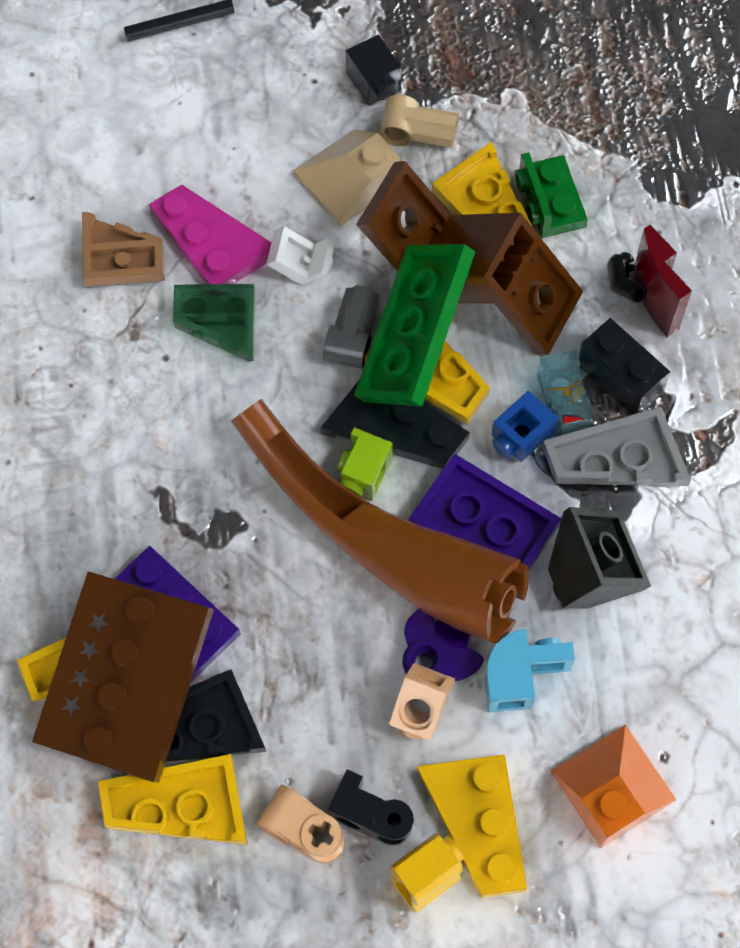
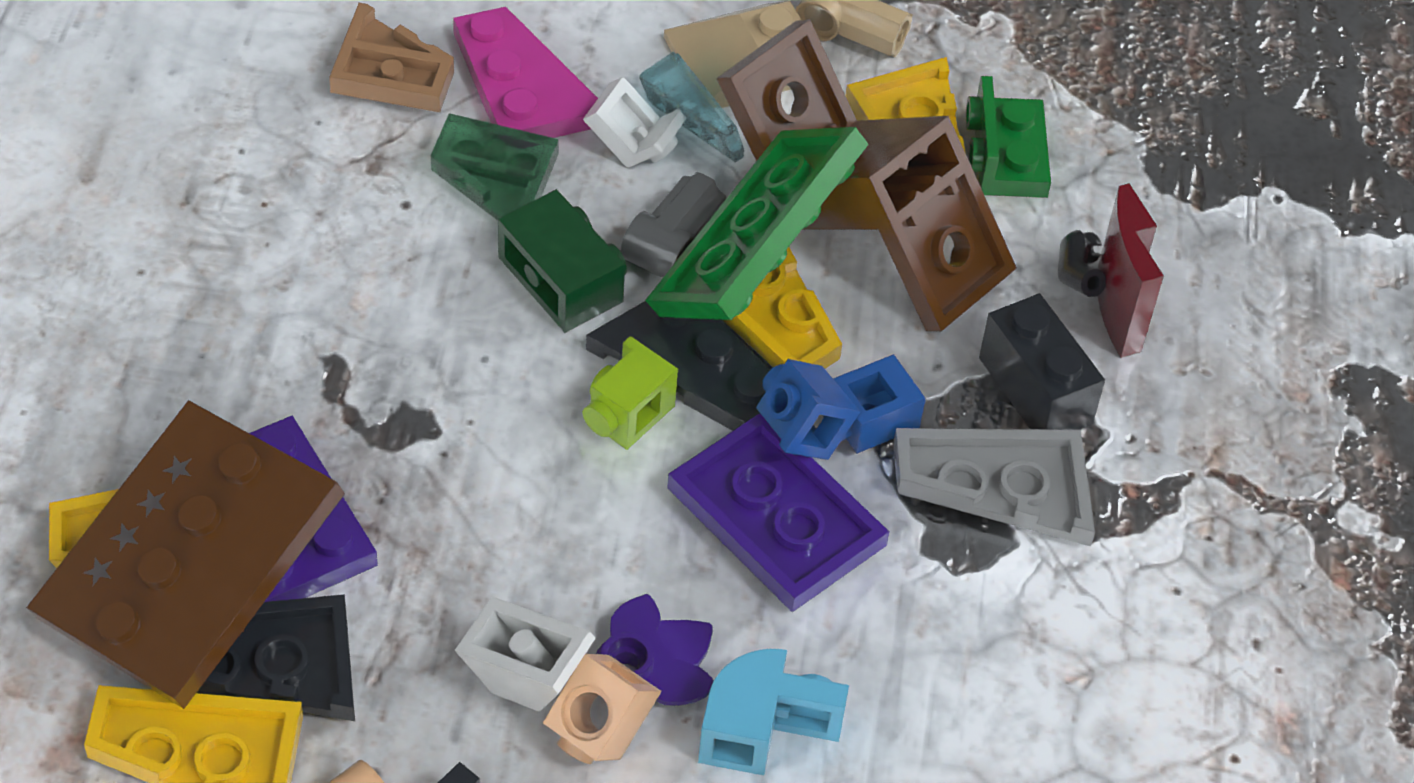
camera: 10 degrees right, 15 degrees down
(286, 375) = (561, 260): none -> dark green brick
(323, 223) = (674, 86): none -> clear light blue slope
(364, 682) = (522, 652): none -> white slope
(432, 570) = (682, 545): dark orange brick -> none
(484, 447) = (796, 398): none -> blue brick
(565, 391) = (948, 374): clear light blue leg -> none
(594, 559) = (919, 597): pearl dark grey slope -> none

